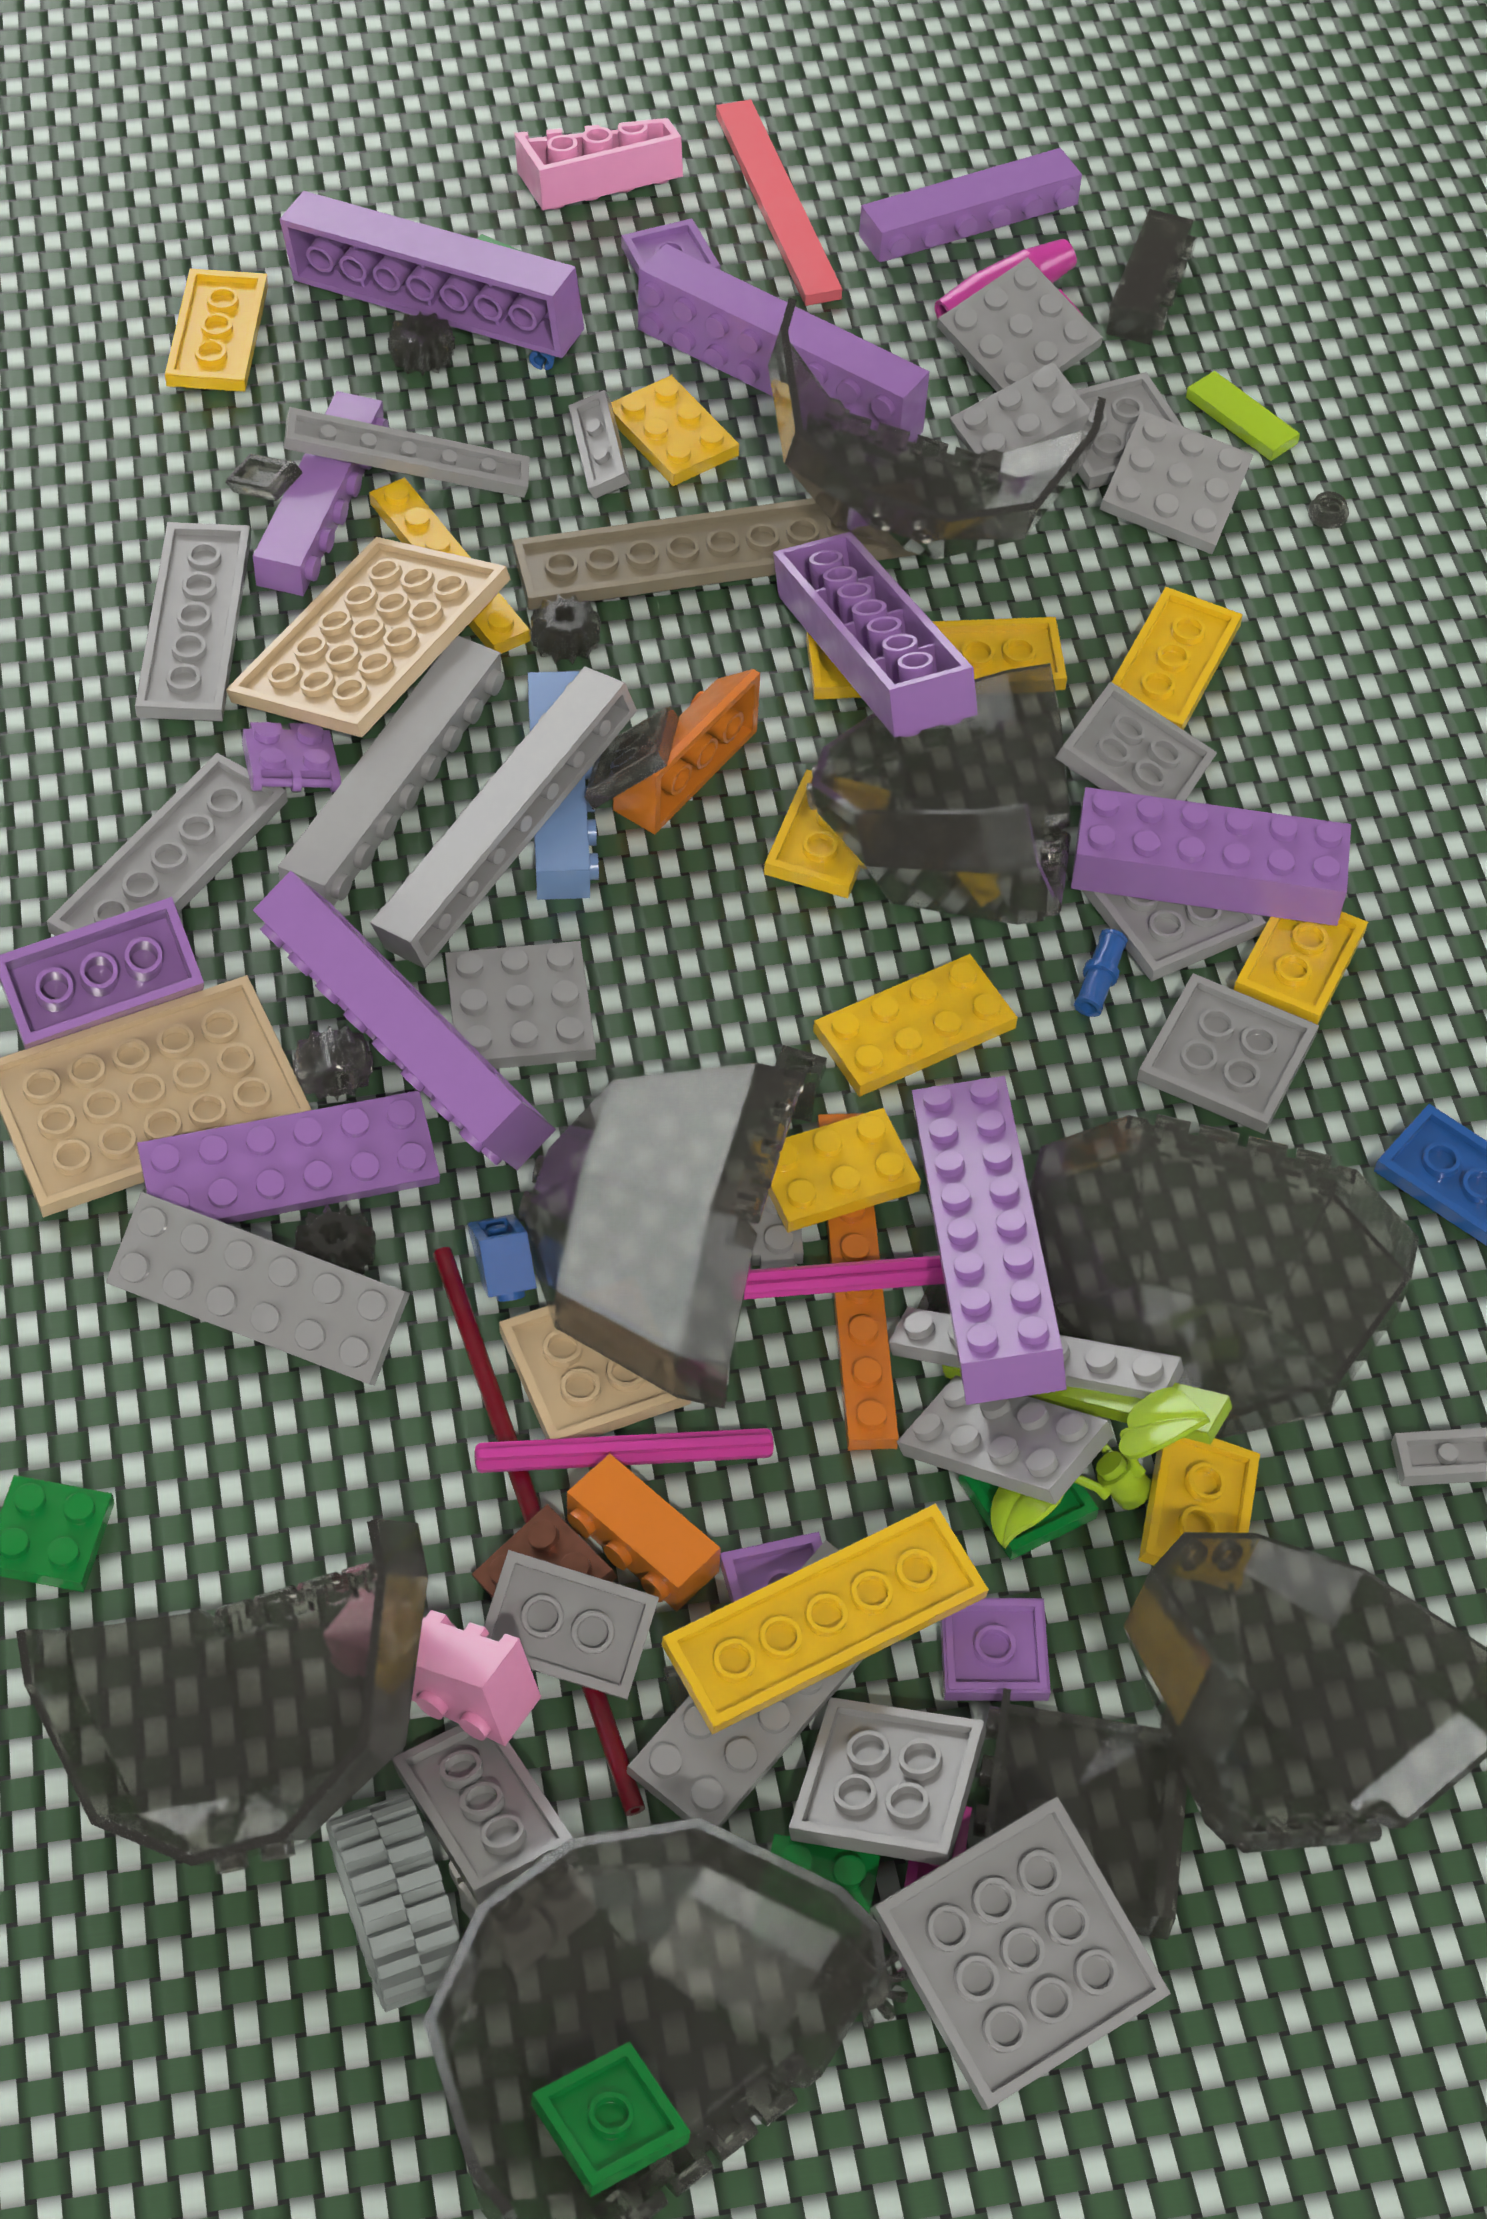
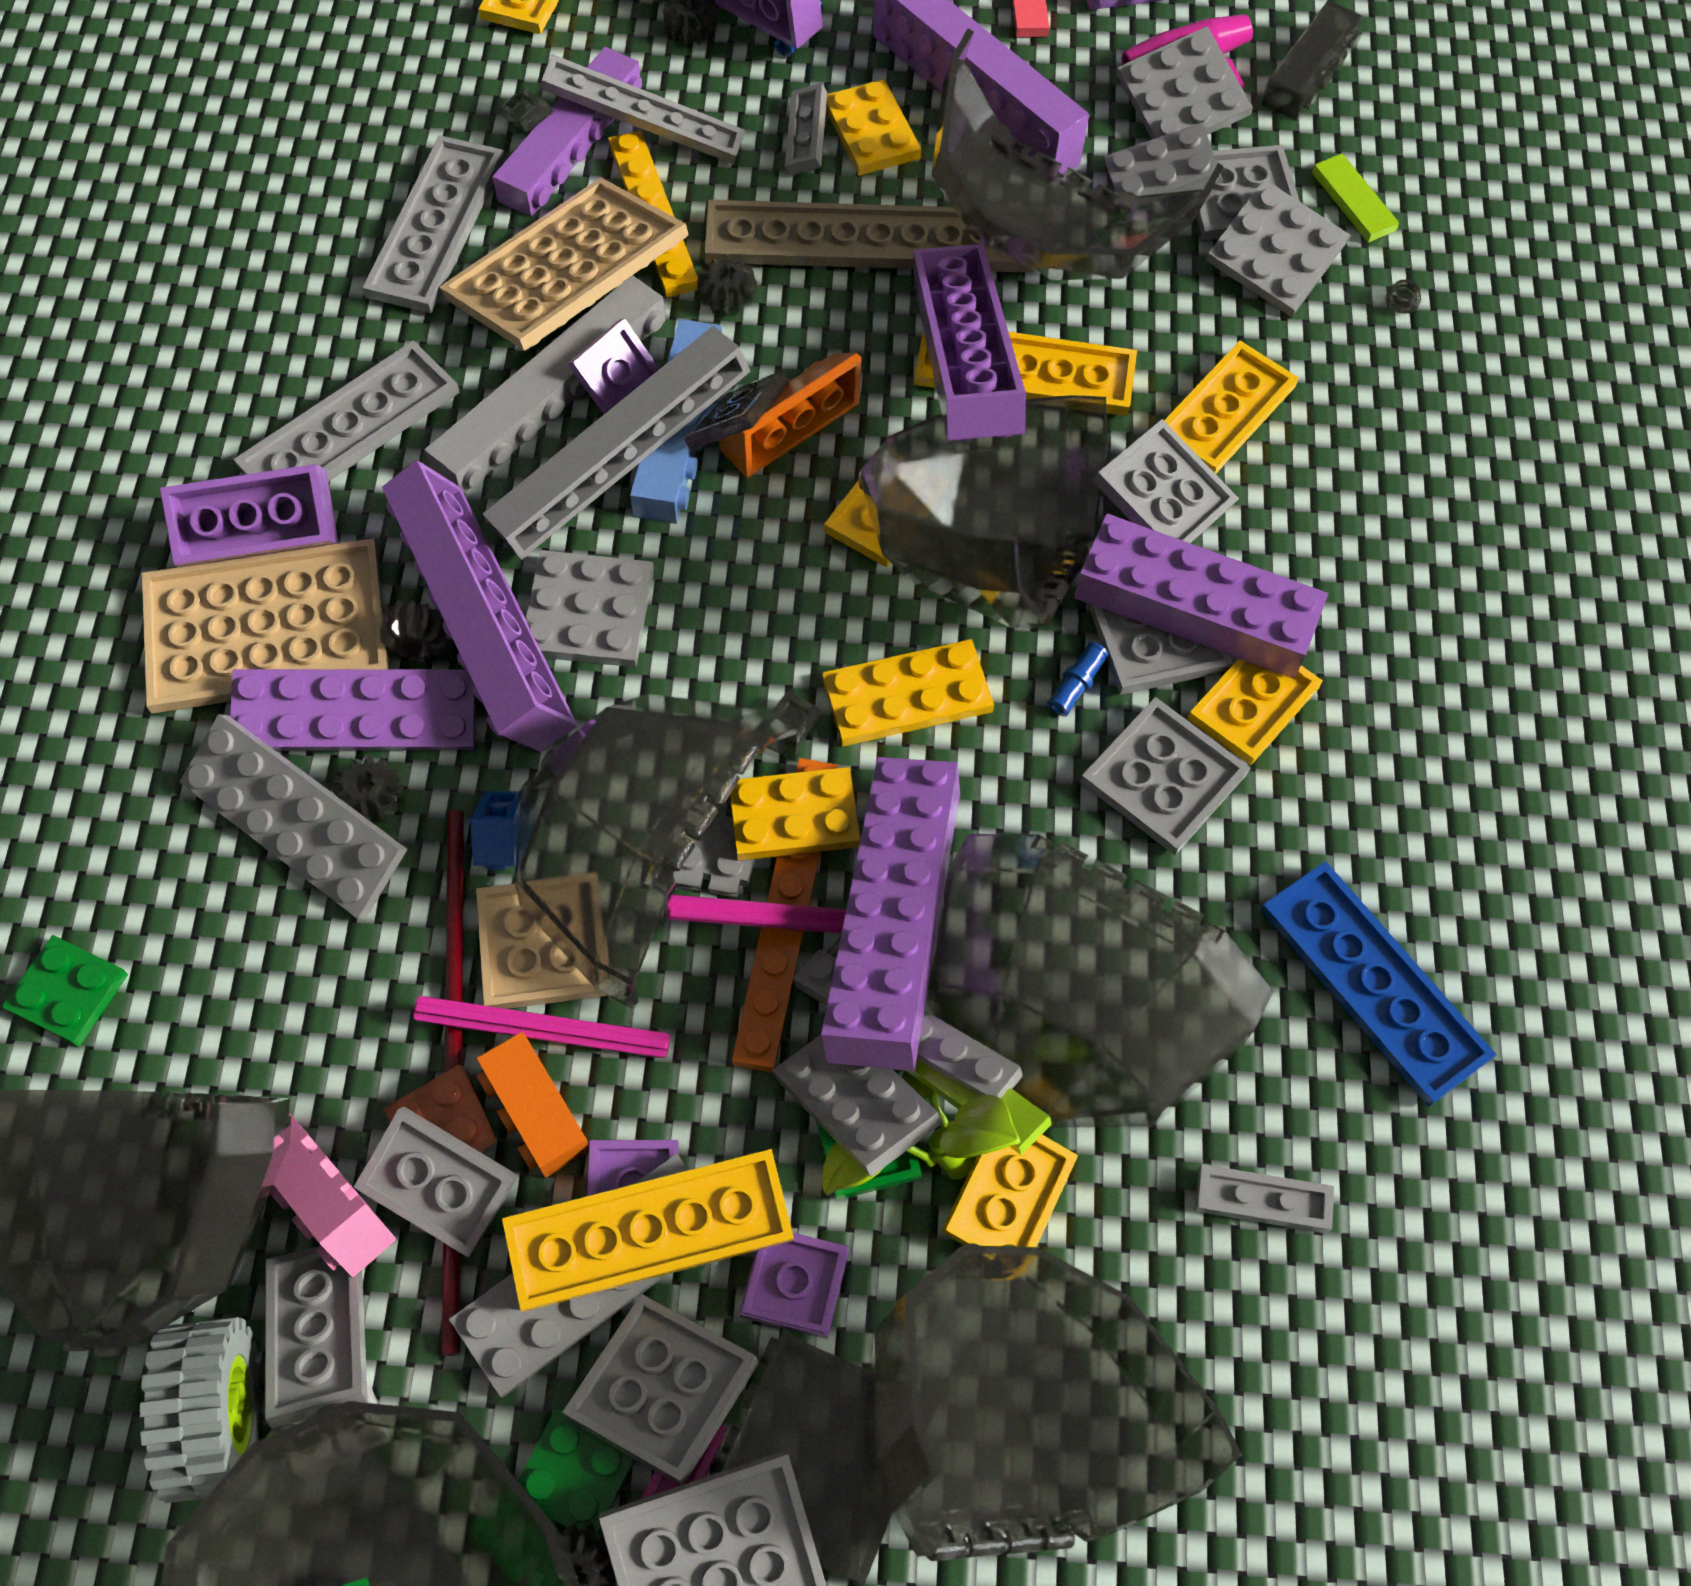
camera: 15 degrees right, 10 degrees up
(290, 757) = (470, 354): medium lavender plate -> none
(470, 739) = (613, 365): none -> medium lavender plate

